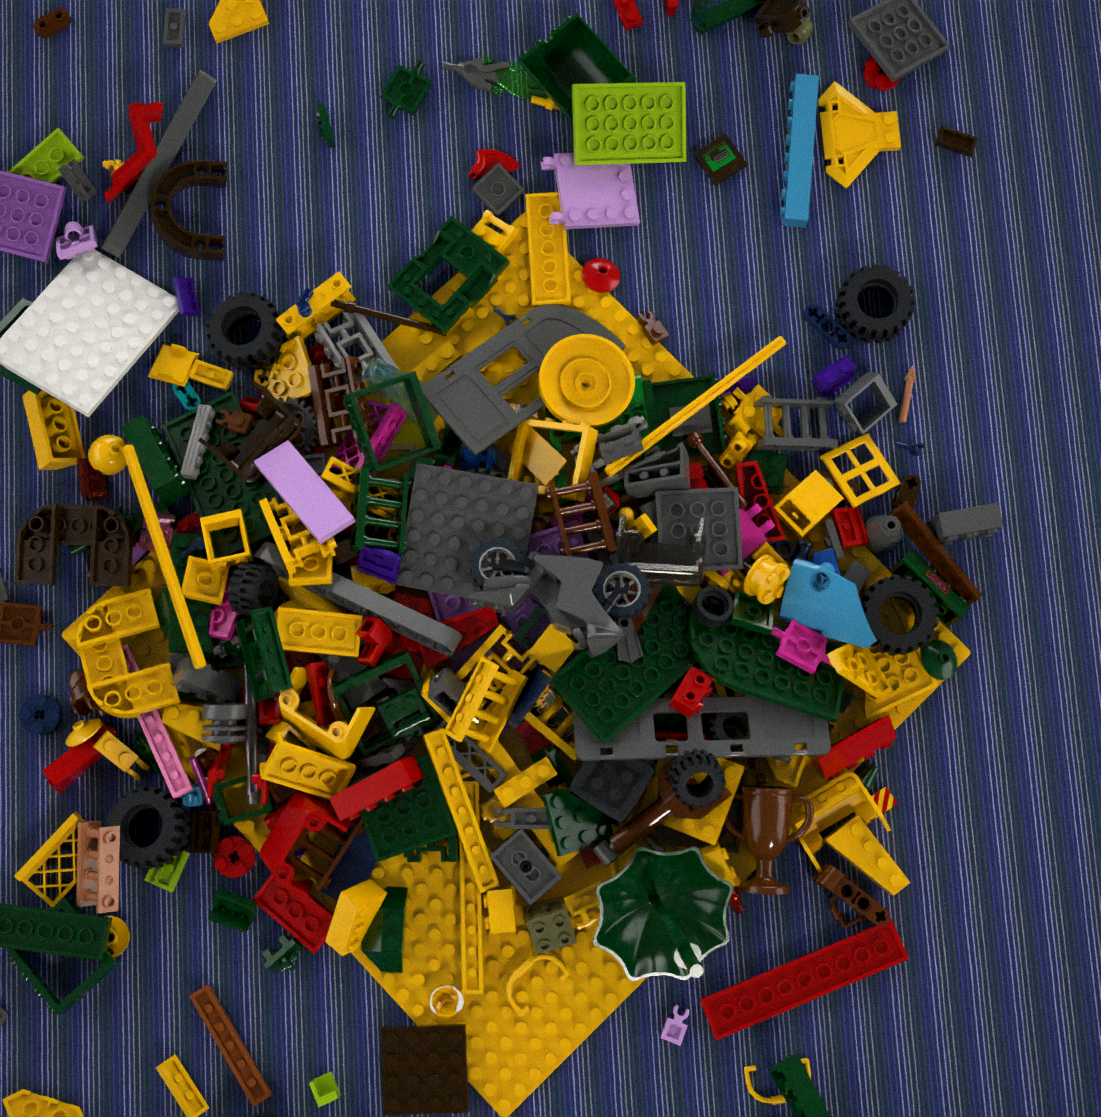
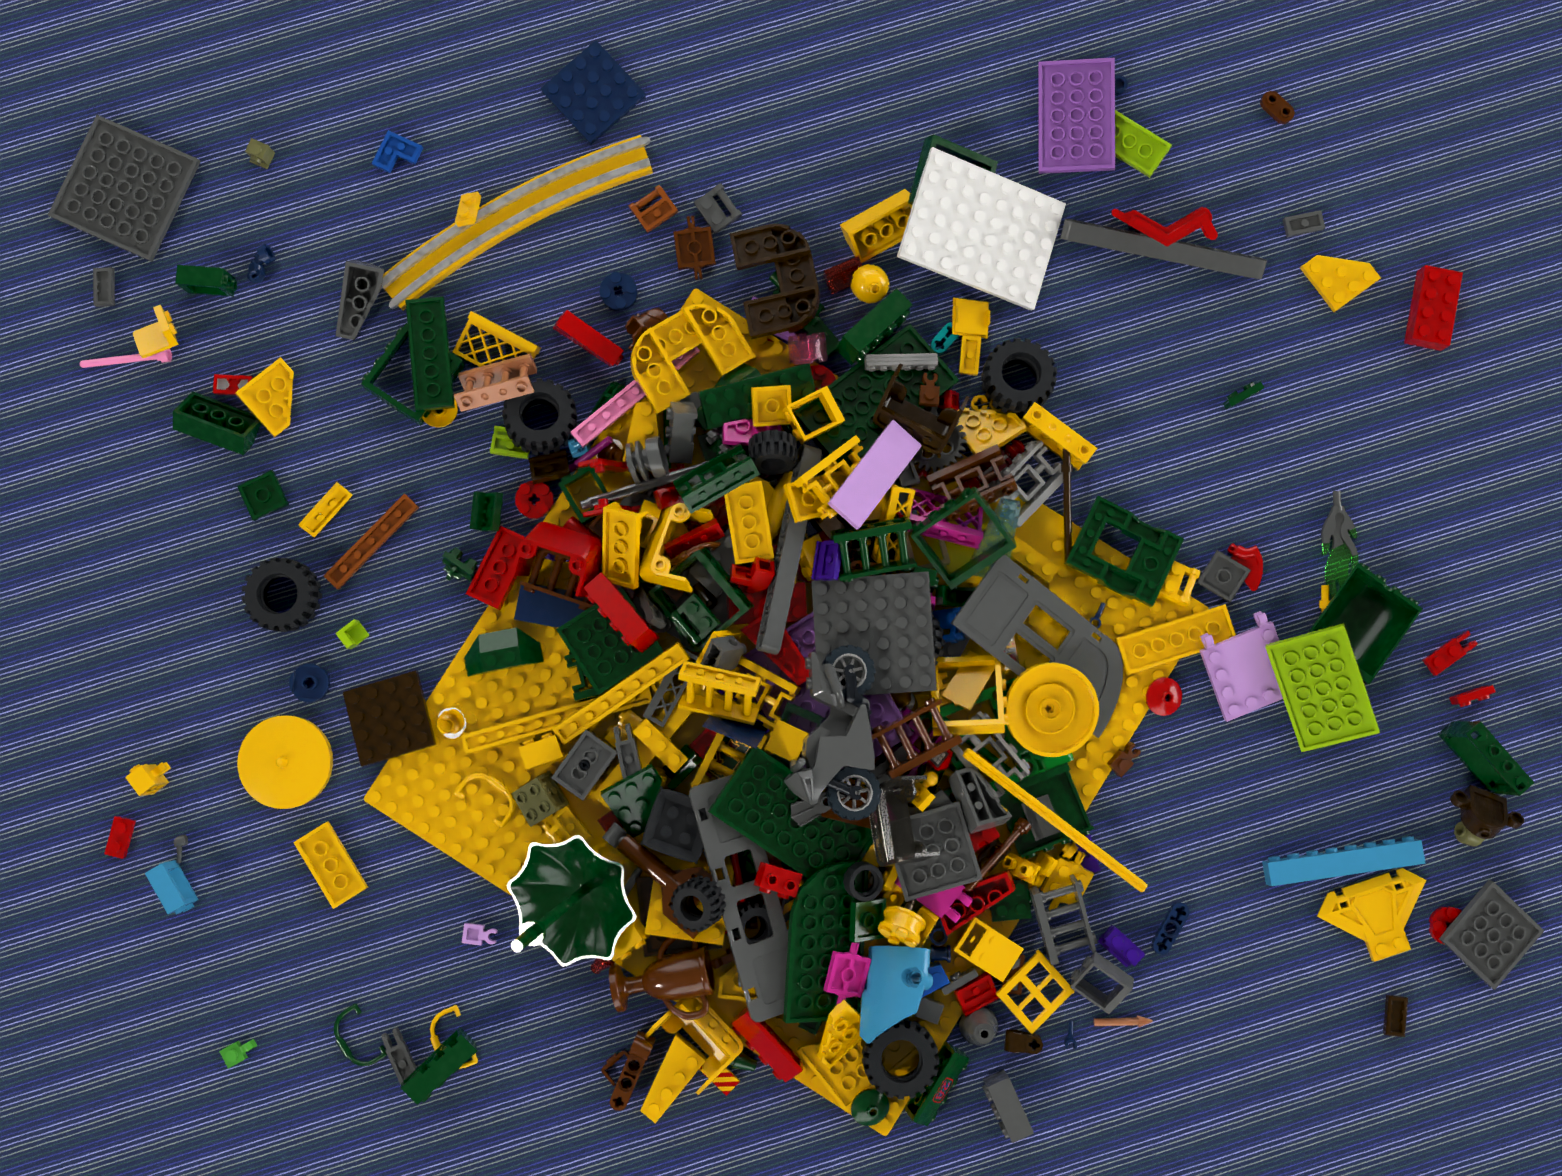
camera: 75 degrees right, 5 degrees up
(69, 245) = (1061, 193): lavender plate -> none
(77, 180) = (1125, 178): dark grey hinge -> none
(83, 731) = (611, 334): yellow dish -> none
(113, 166) = (1148, 208): yellow plant -> none
(119, 754) = (599, 372): yellow hinge -> none
(164, 557) = (783, 363): yellow axle -> none
(167, 188) = (1100, 274): dark brown piece -> none
(186, 296) = (1039, 311): dark purple plate -> none
(197, 544) = (804, 390): dark blue hand -> none
(303, 303) = (1056, 423): clear blue arm -> none
(354, 915) = (505, 621): yellow wedge -> none
(406, 90) = (1301, 462): dark green plate -> none
(622, 447) = (993, 759): dark grey plate -> none
(720, 159) = (1313, 784): dark brown tile -> none
(803, 979) = (546, 1043): red plate -> none
(891, 286) = (1228, 979): black tyre -> none
(935, 553) = (972, 1082): reddish brown plate -> none

